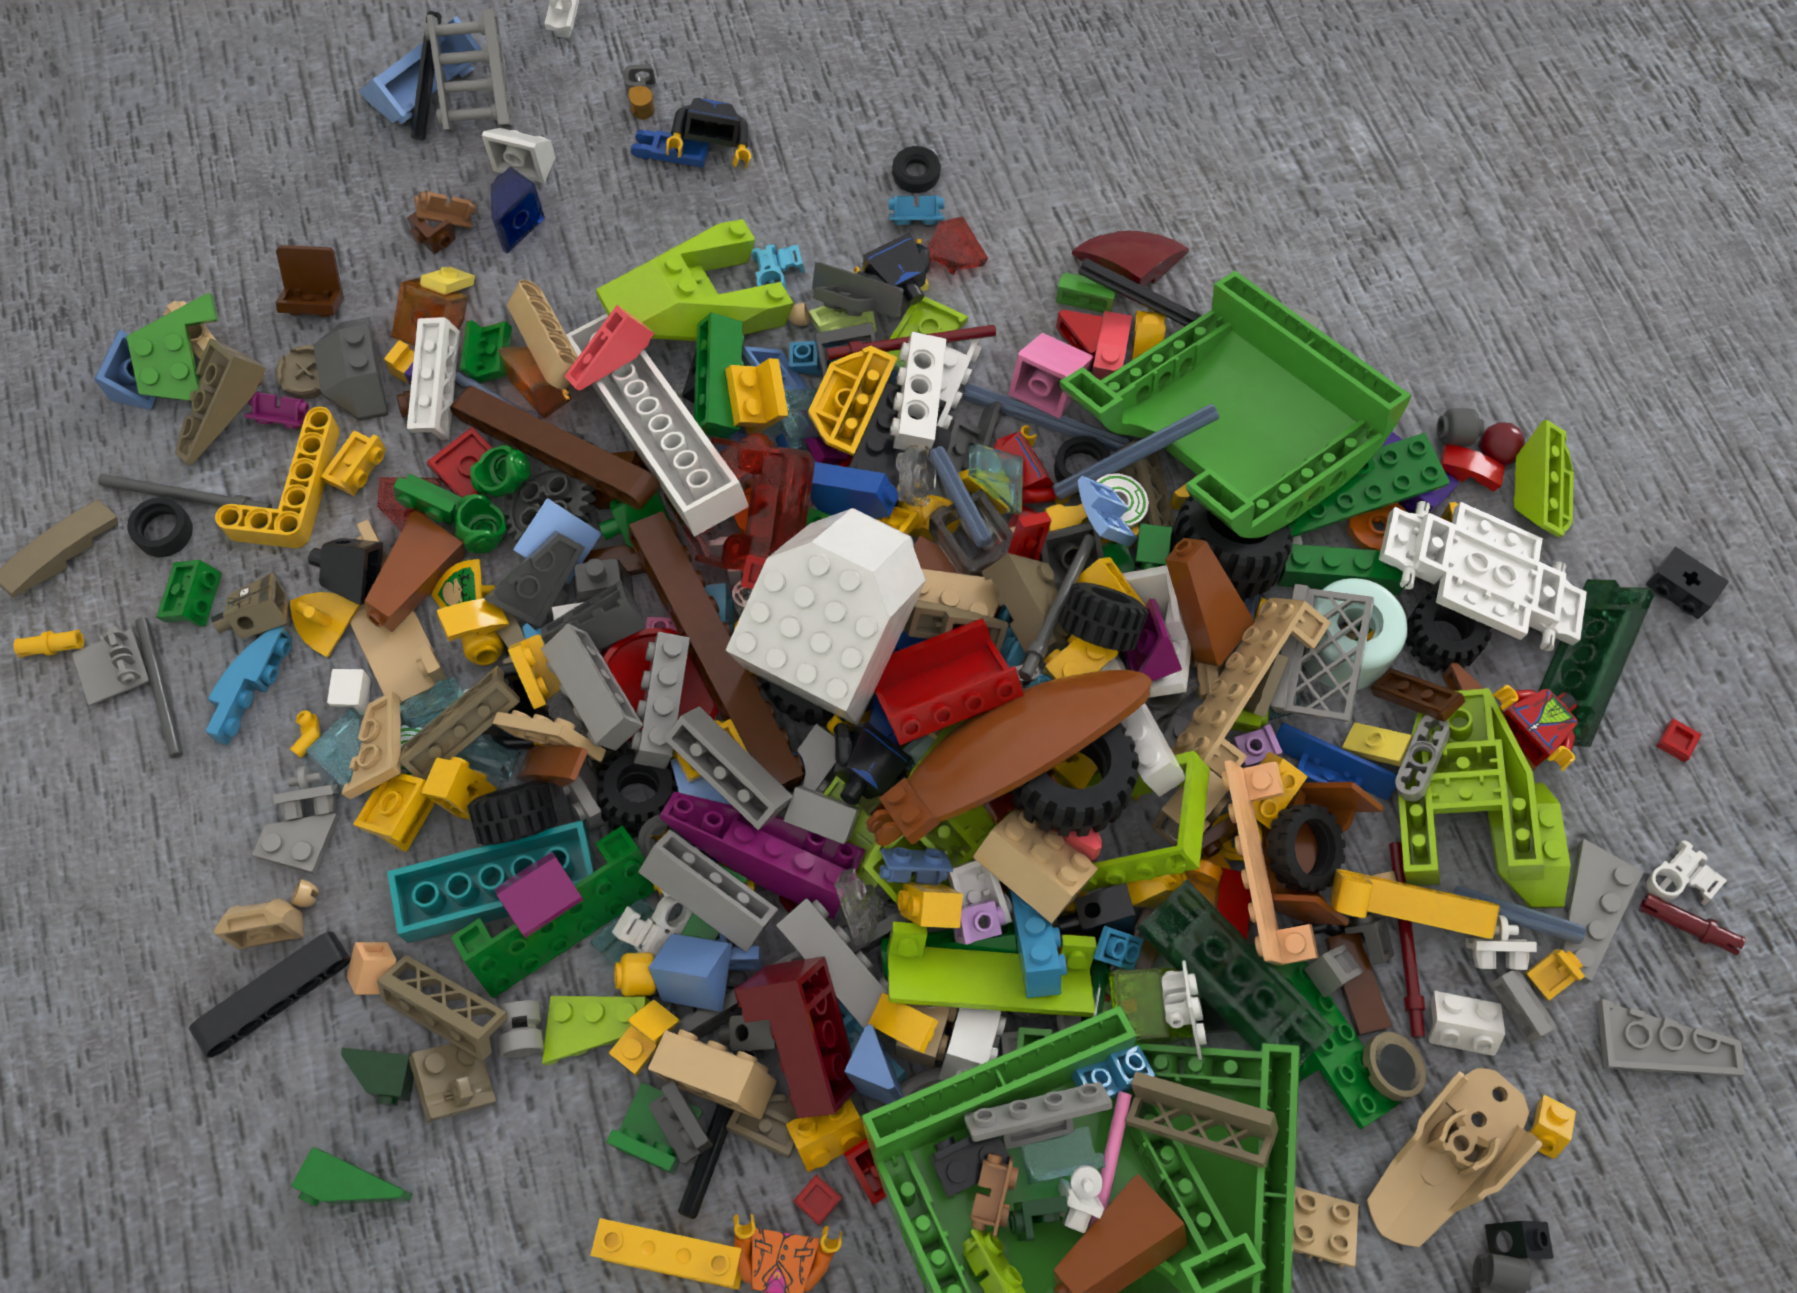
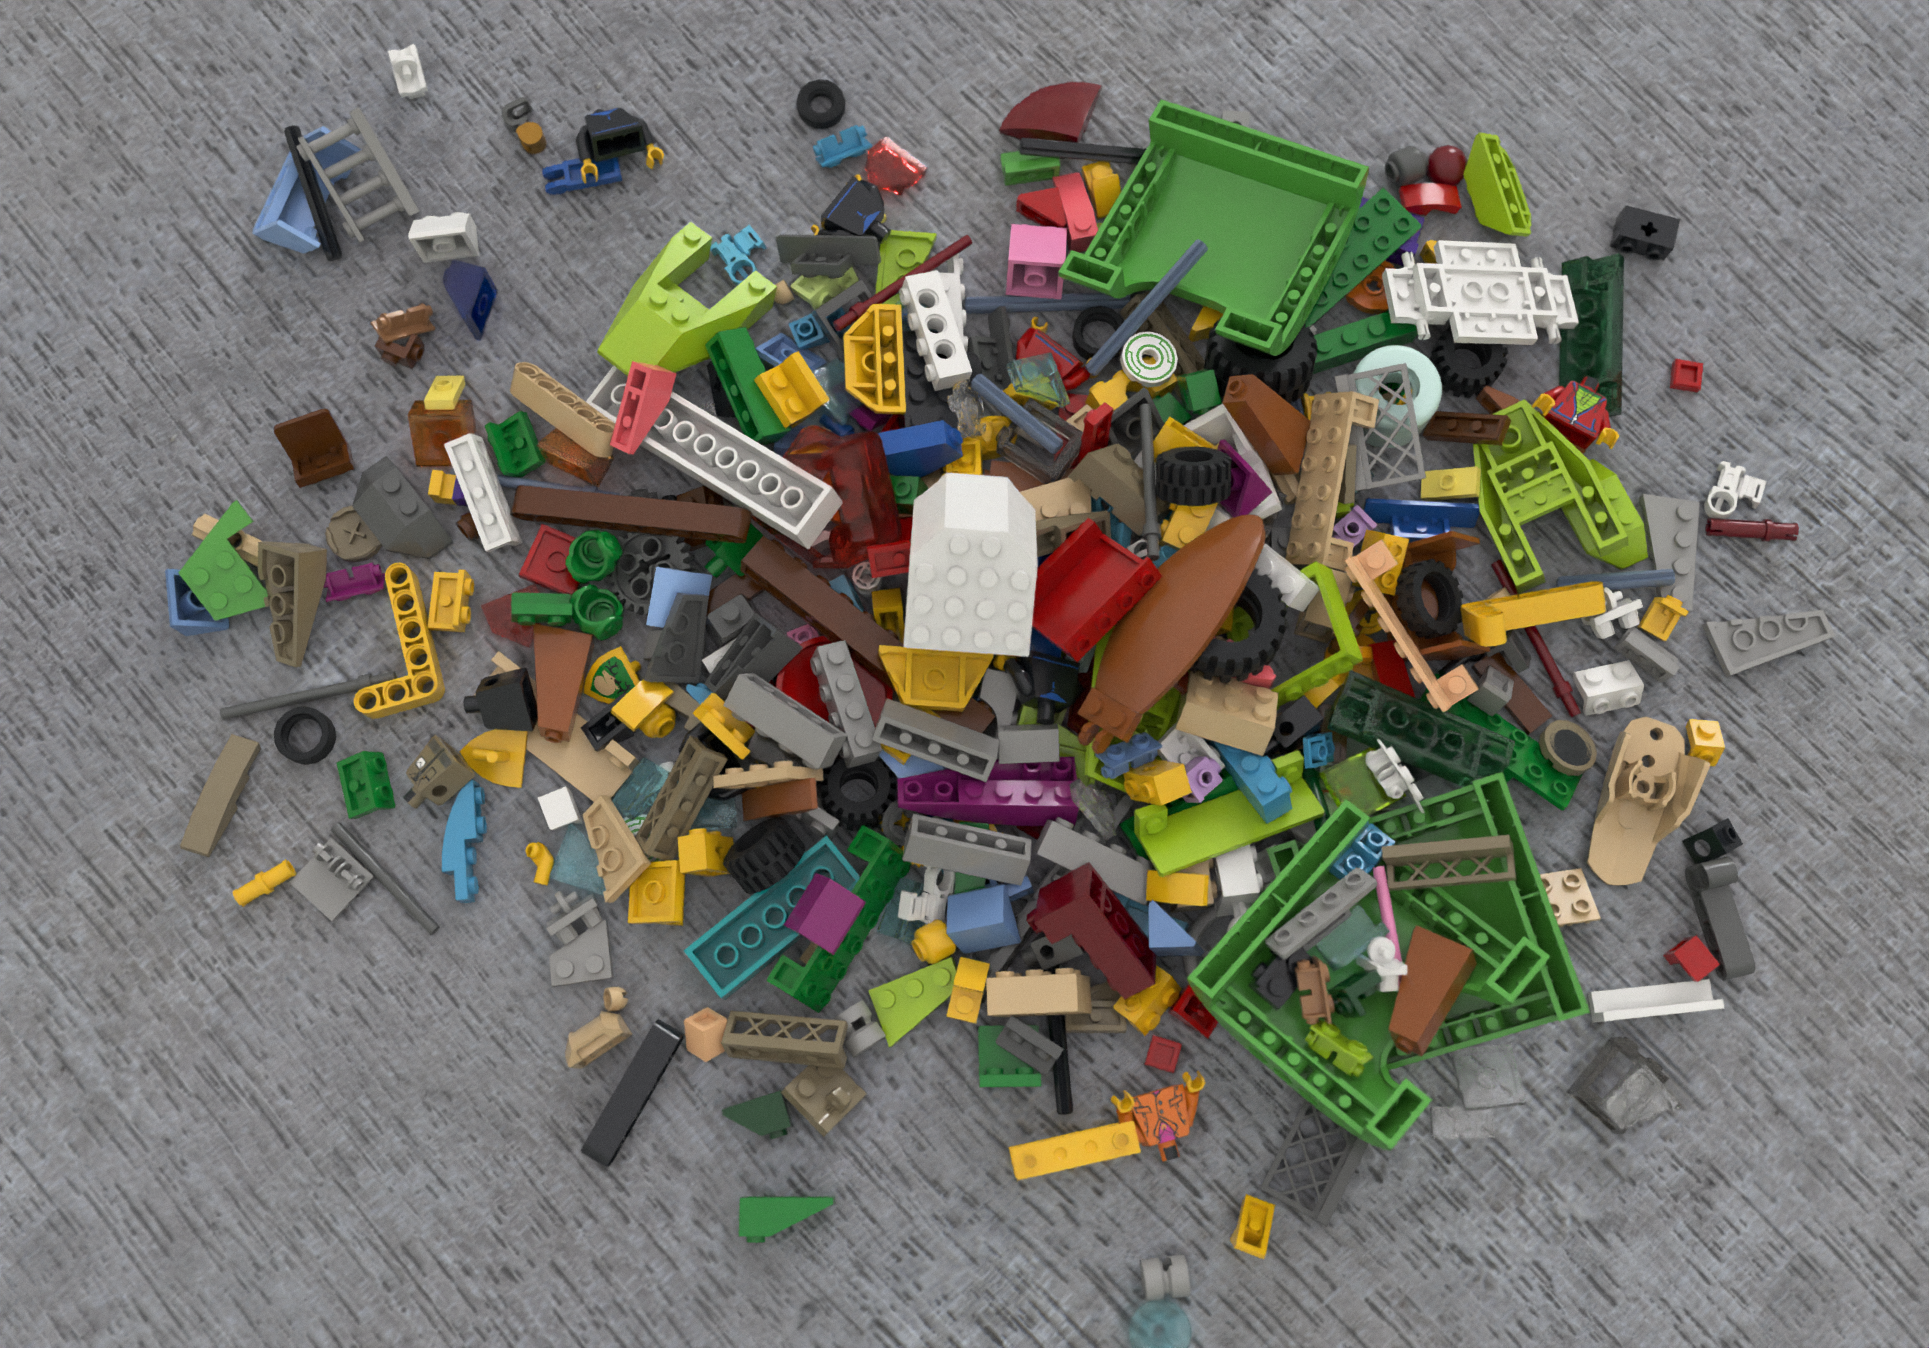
camera: 25 degrees left, 10 degrees up
(429, 630) = (605, 727): none -> black slope
(760, 708) = (934, 676): none -> yellow wing
(1105, 511) = (1144, 375): light blue slope -> none
(1424, 771) = (1501, 502): light grey beam -> none

